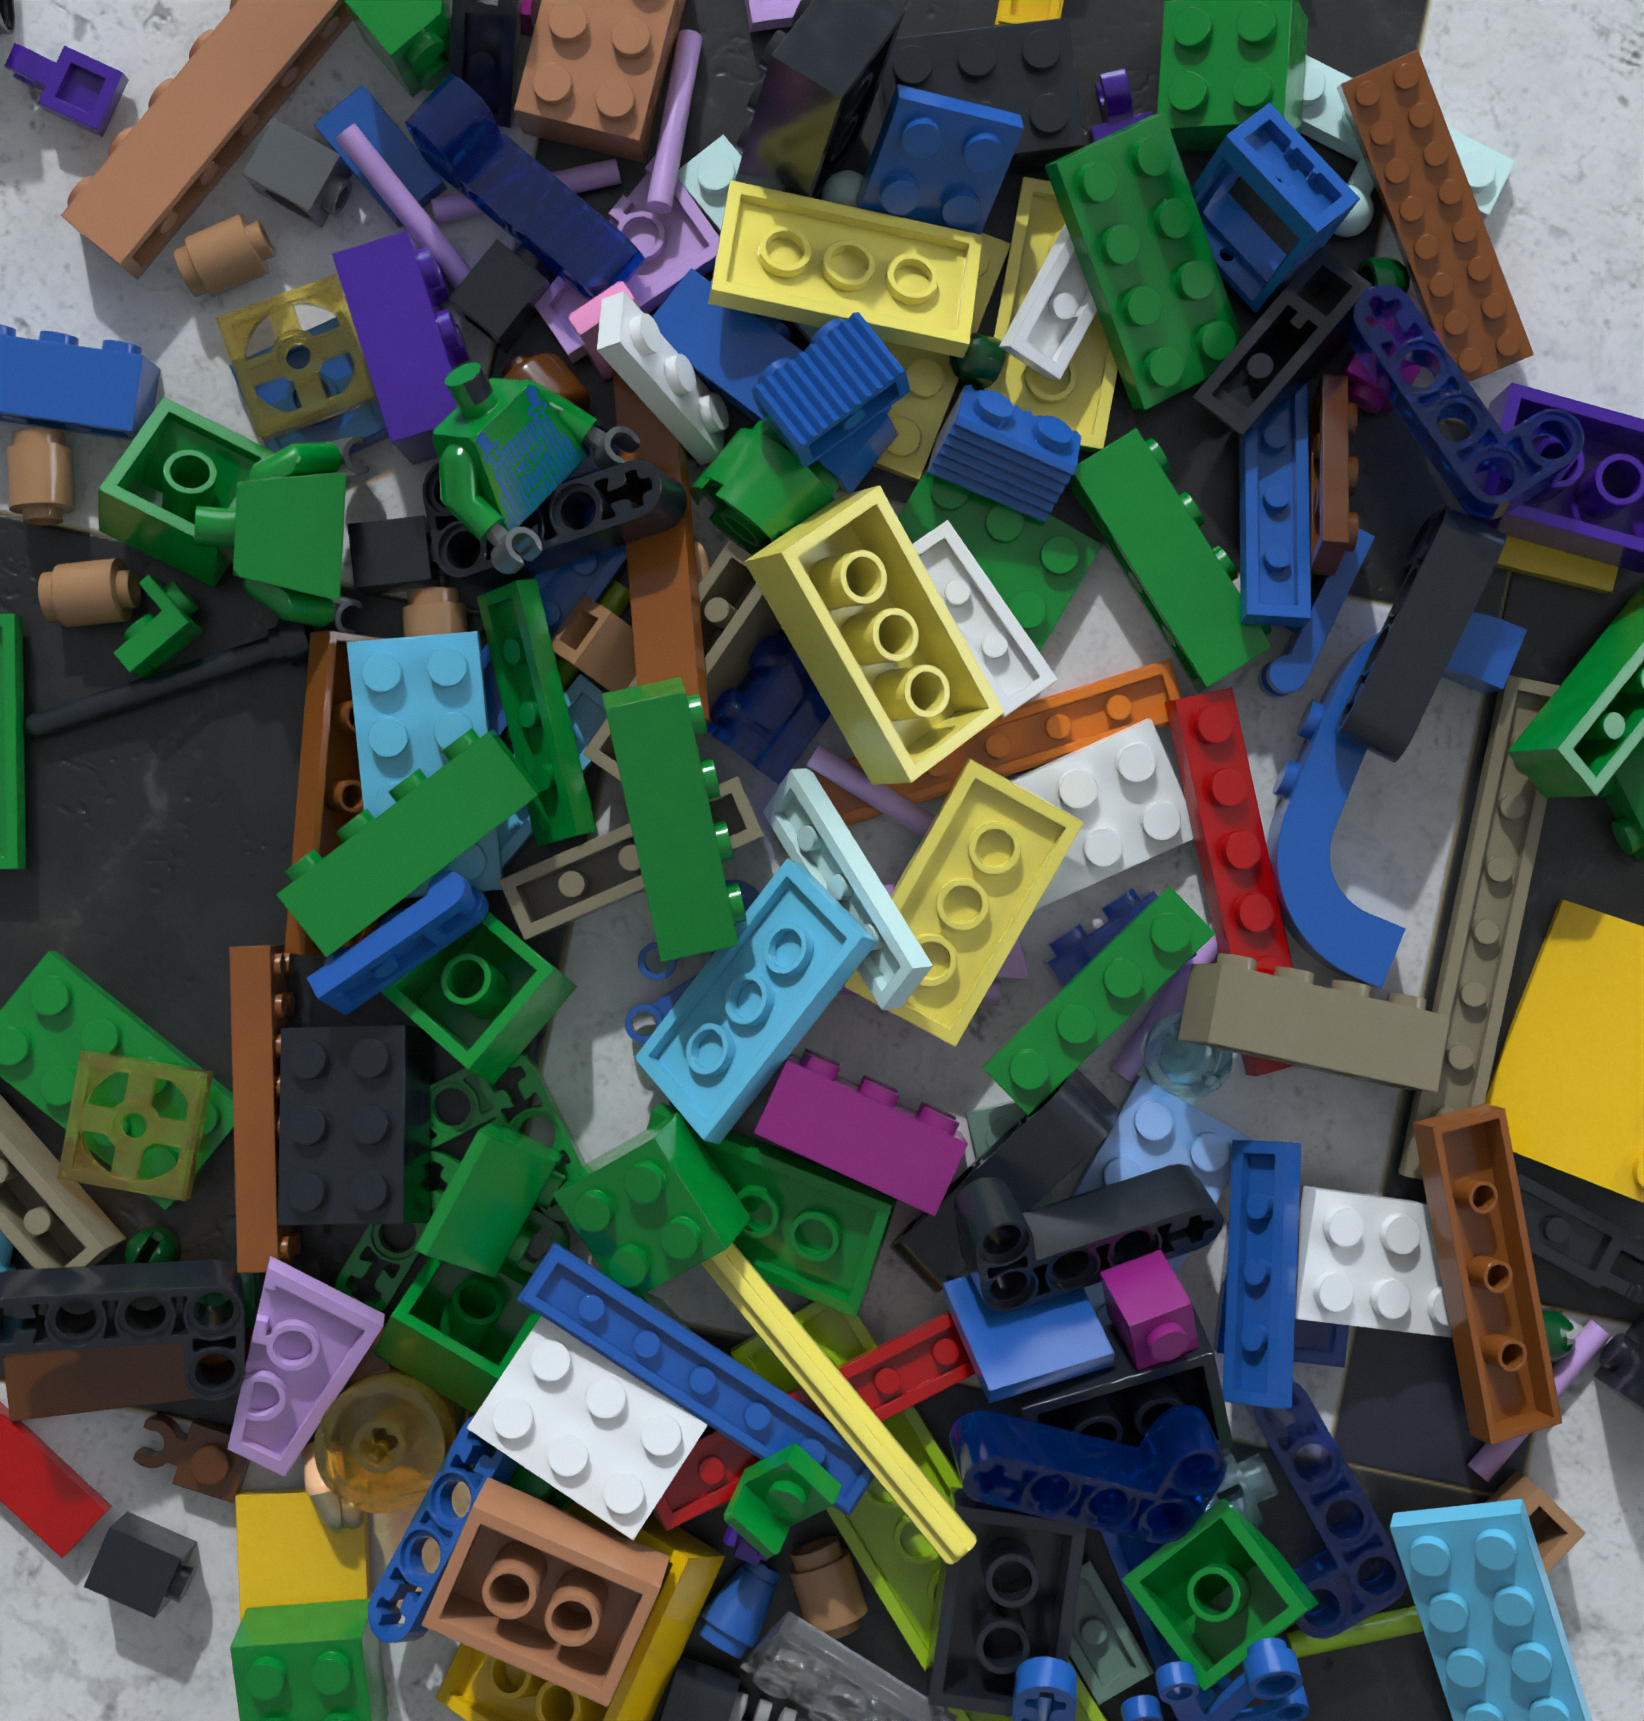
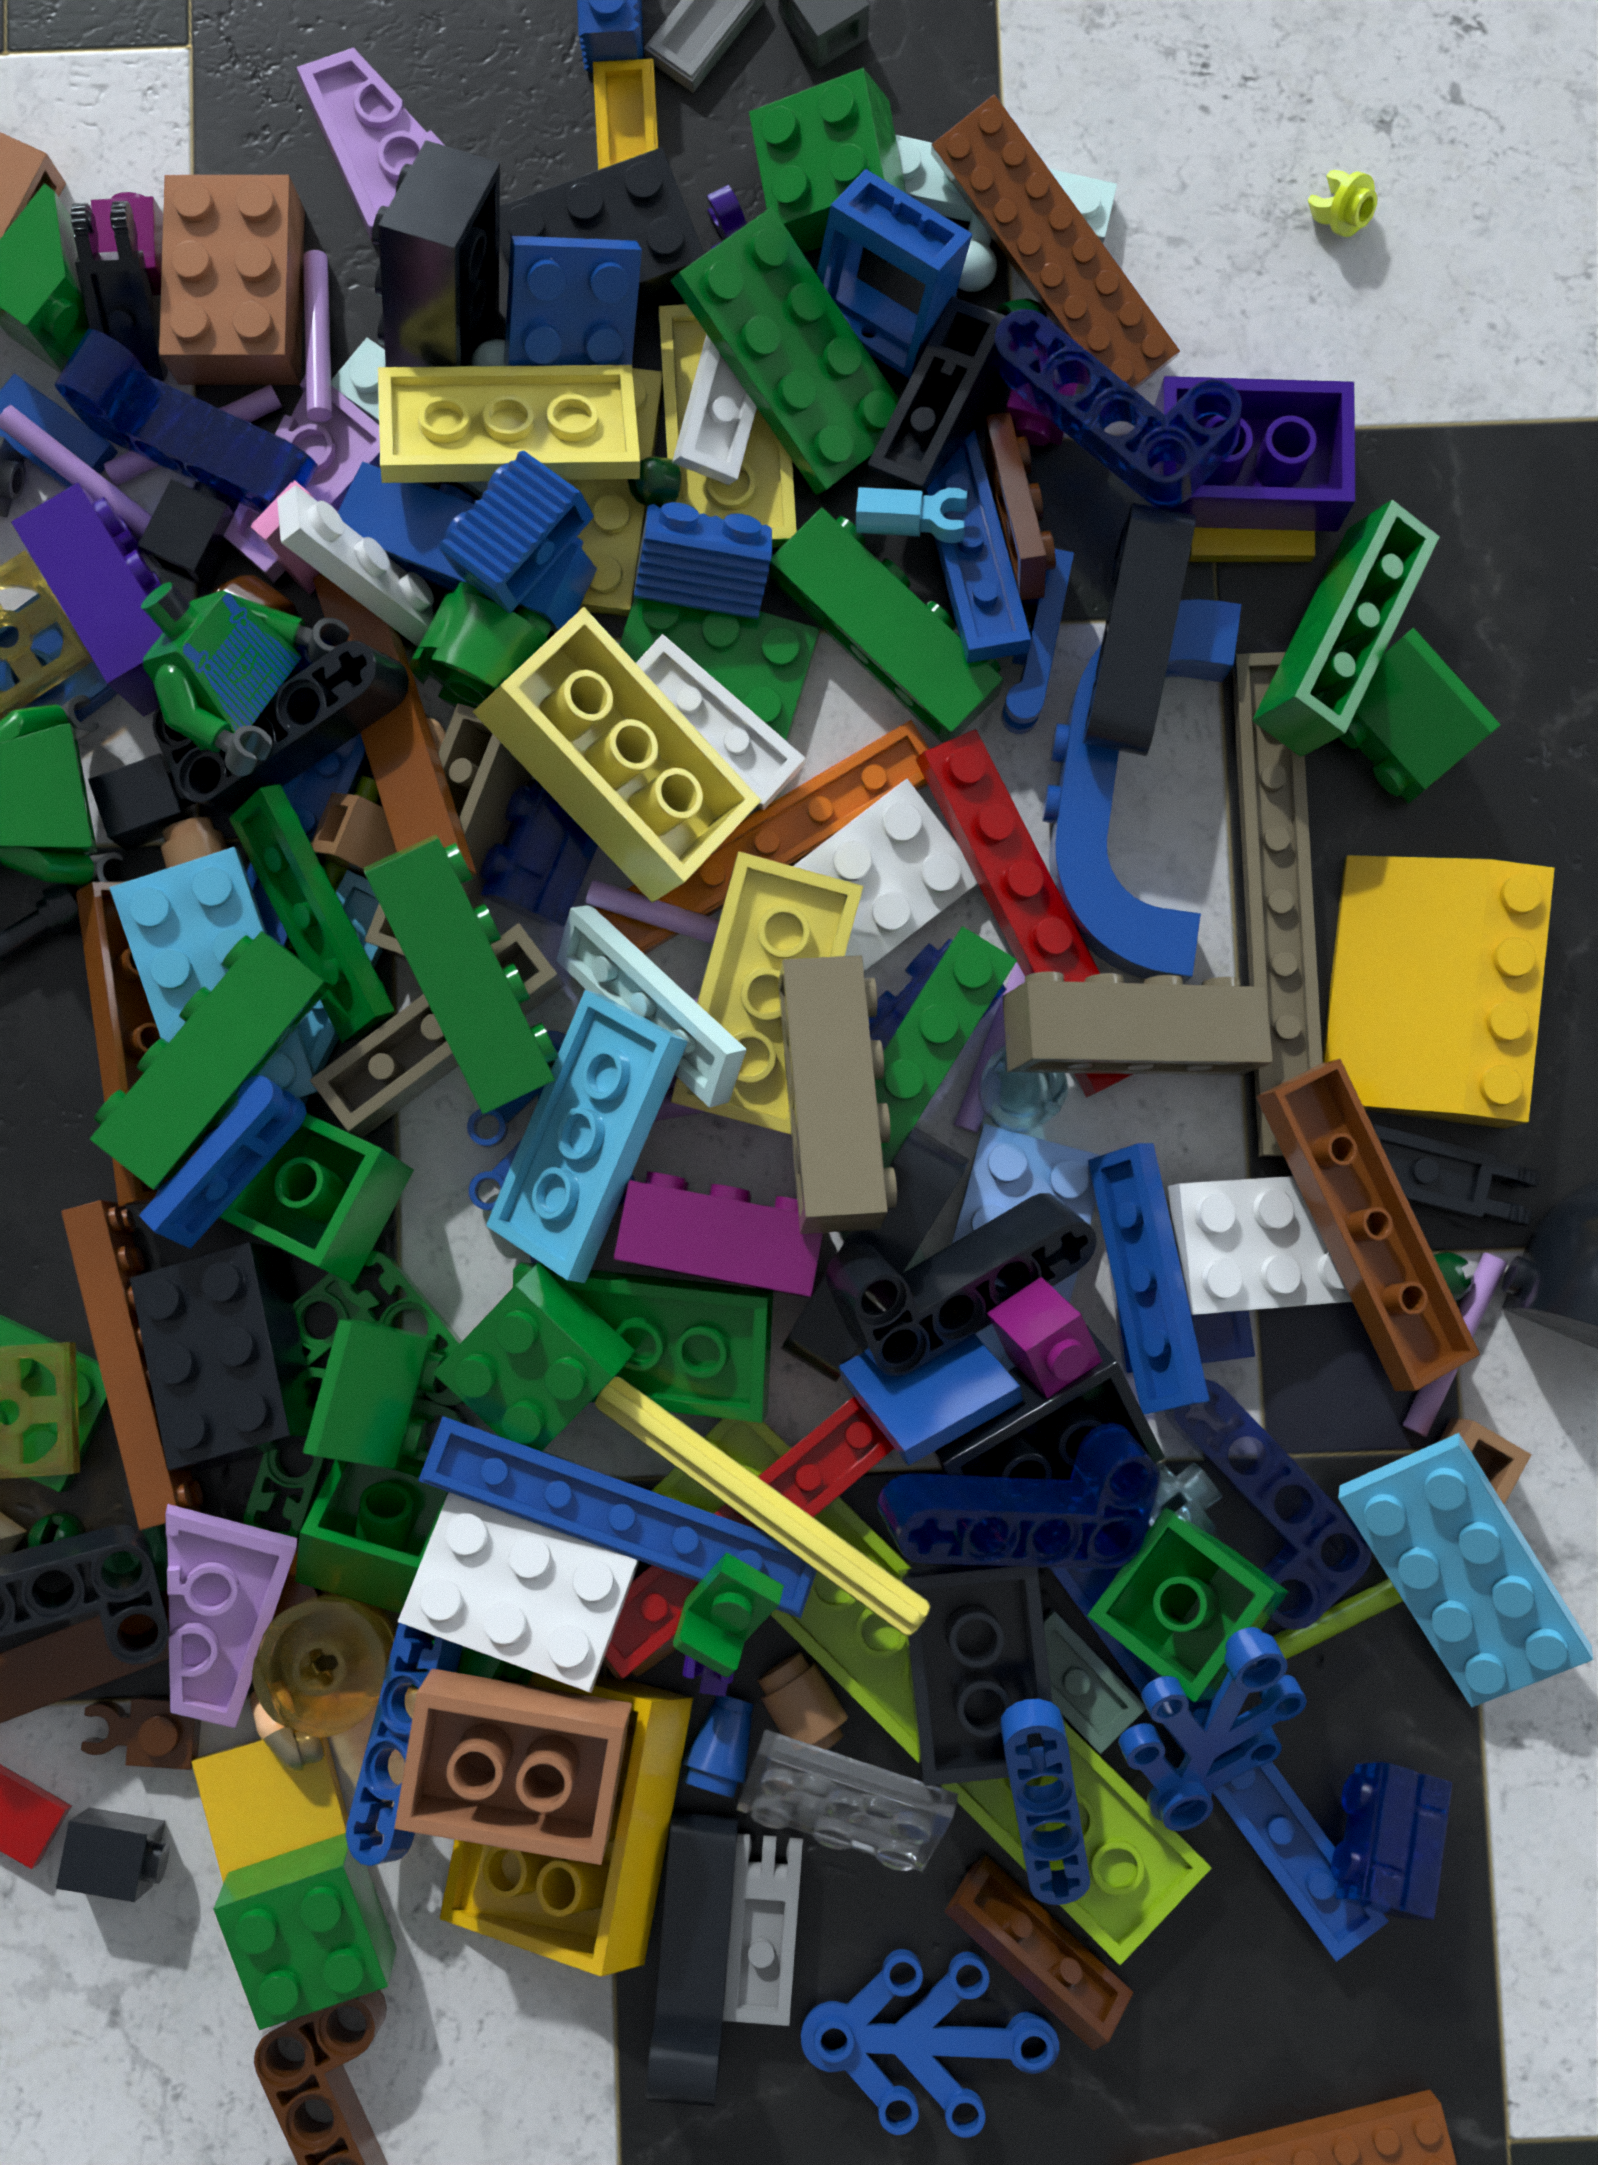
camera: 15 degrees left, 5 degrees down
(1005, 1027) = (833, 1095): none -> dark tan brick
(1223, 458) = (910, 512): none -> medium azure bar

